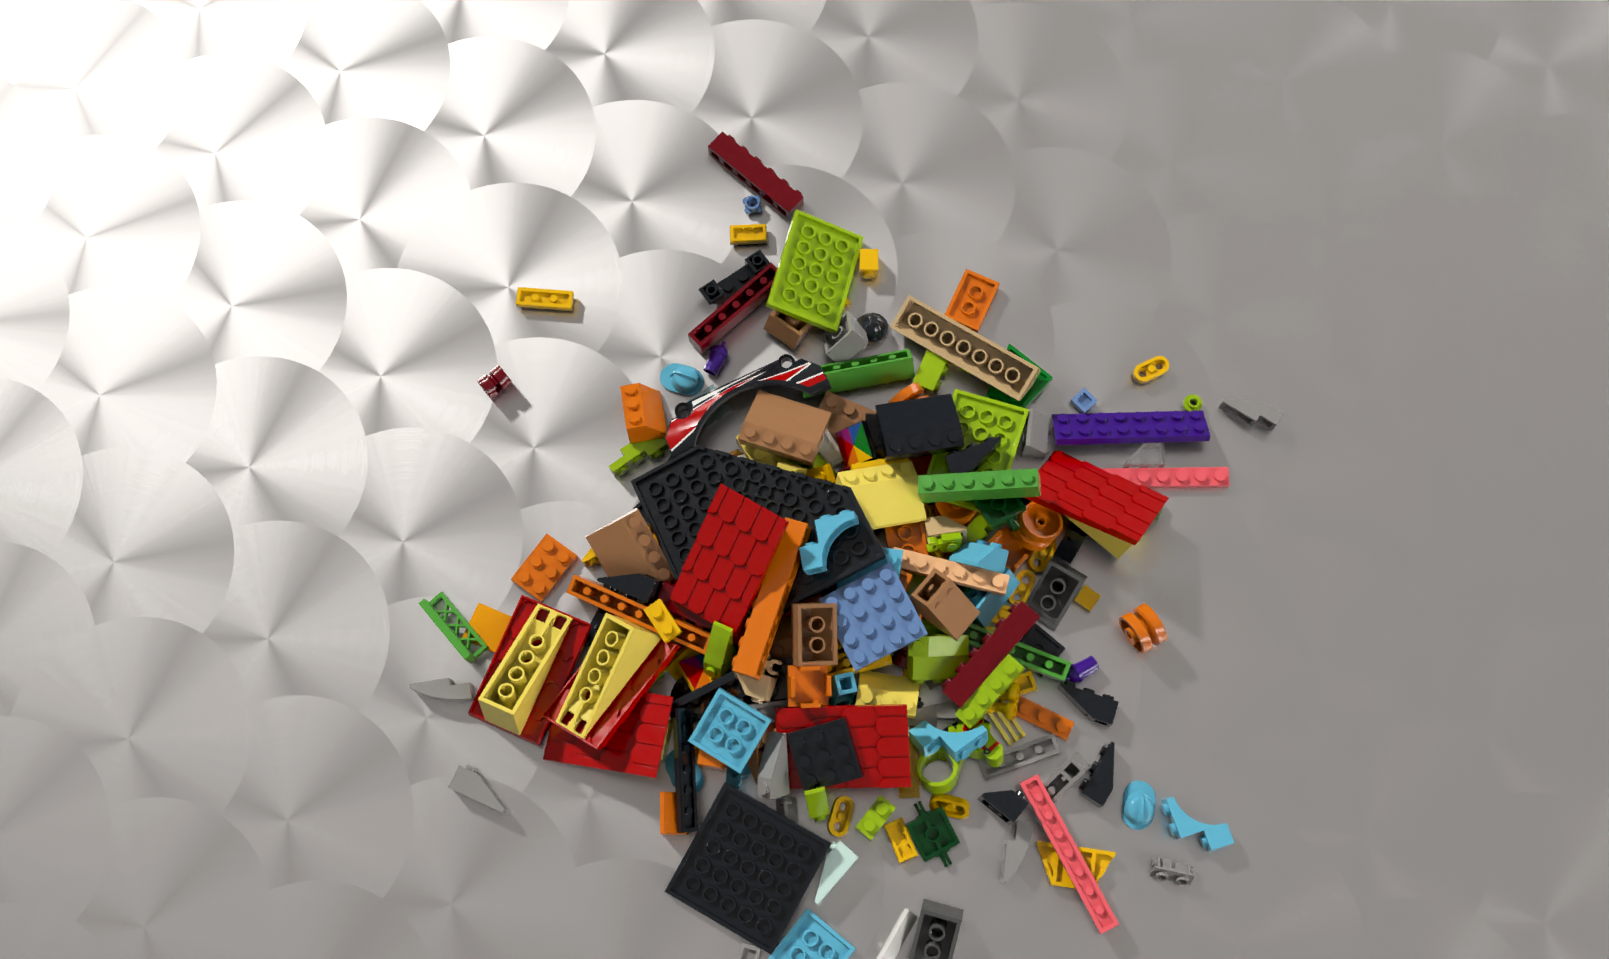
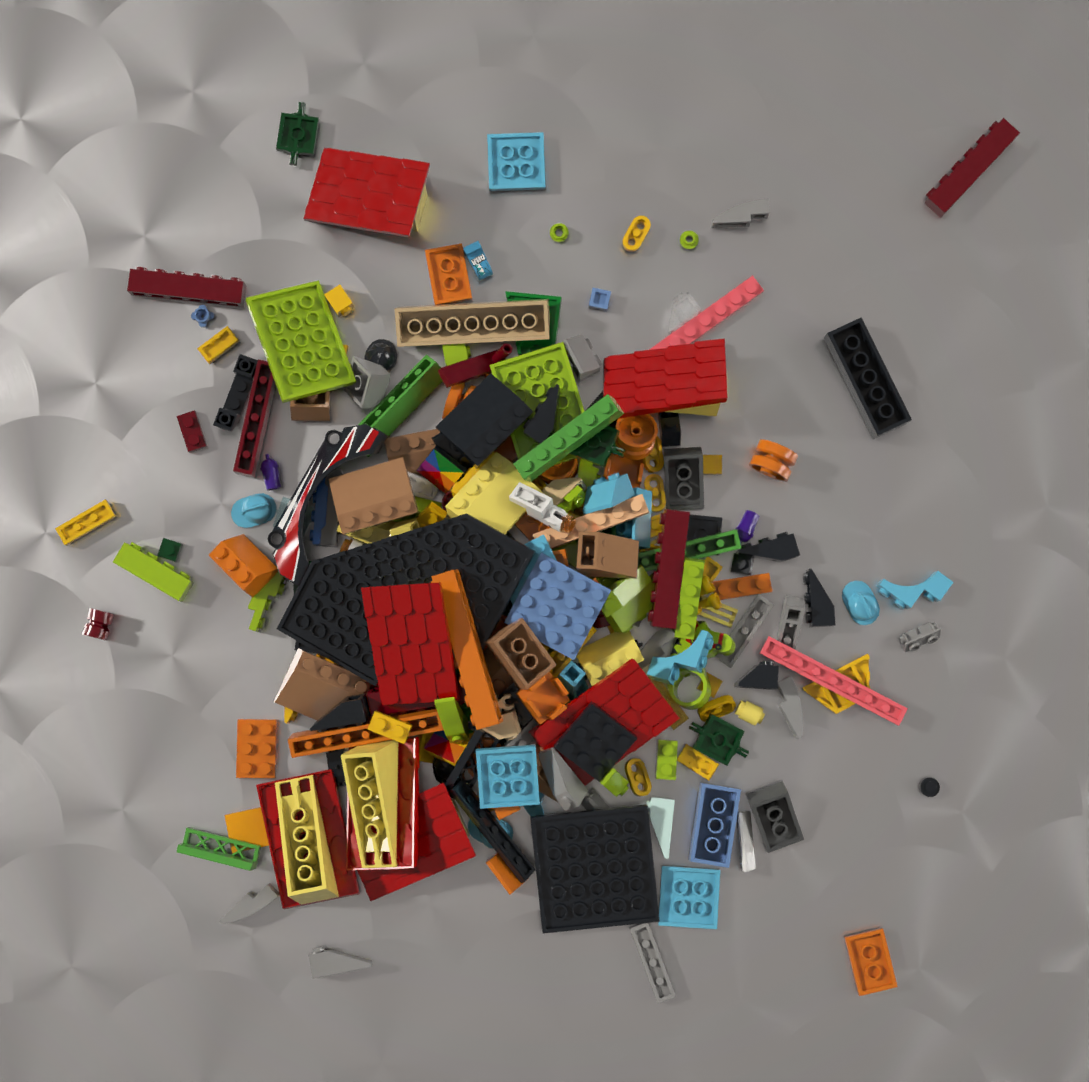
camera: 40 degrees left, 10 degrees up
(568, 372) = (153, 572): none -> lime brick
(593, 364) = (169, 550): none -> dark green plate
(678, 286) = (191, 431): none -> dark red plate
(732, 420) = (325, 515): none -> piece
(828, 529) = (472, 561): medium azure arch -> none
(878, 904) = (714, 825): none -> medium blue brick
(916, 528) = (542, 508): none -> white plate
(927, 118) = (297, 134): none -> dark green plate
(939, 382) = (473, 367): none -> dark red piece
(953, 195) = (368, 192): none -> red piece
(961, 785) = (714, 682): none -> yellow plate
(975, 830) = (749, 712): none -> light yellow brick
(1003, 304) = (478, 260): none -> dark azure leg
(1056, 698) = (742, 564): none -> black plate
(1086, 322) = (559, 227): none -> lime plate
(1089, 250) = (516, 161): none -> medium azure plate
(1130, 427) = (652, 297): dark purple plate -> none
(1272, 616) = (867, 378): none -> black brick
(1481, 504) = (972, 167): none -> dark red brick

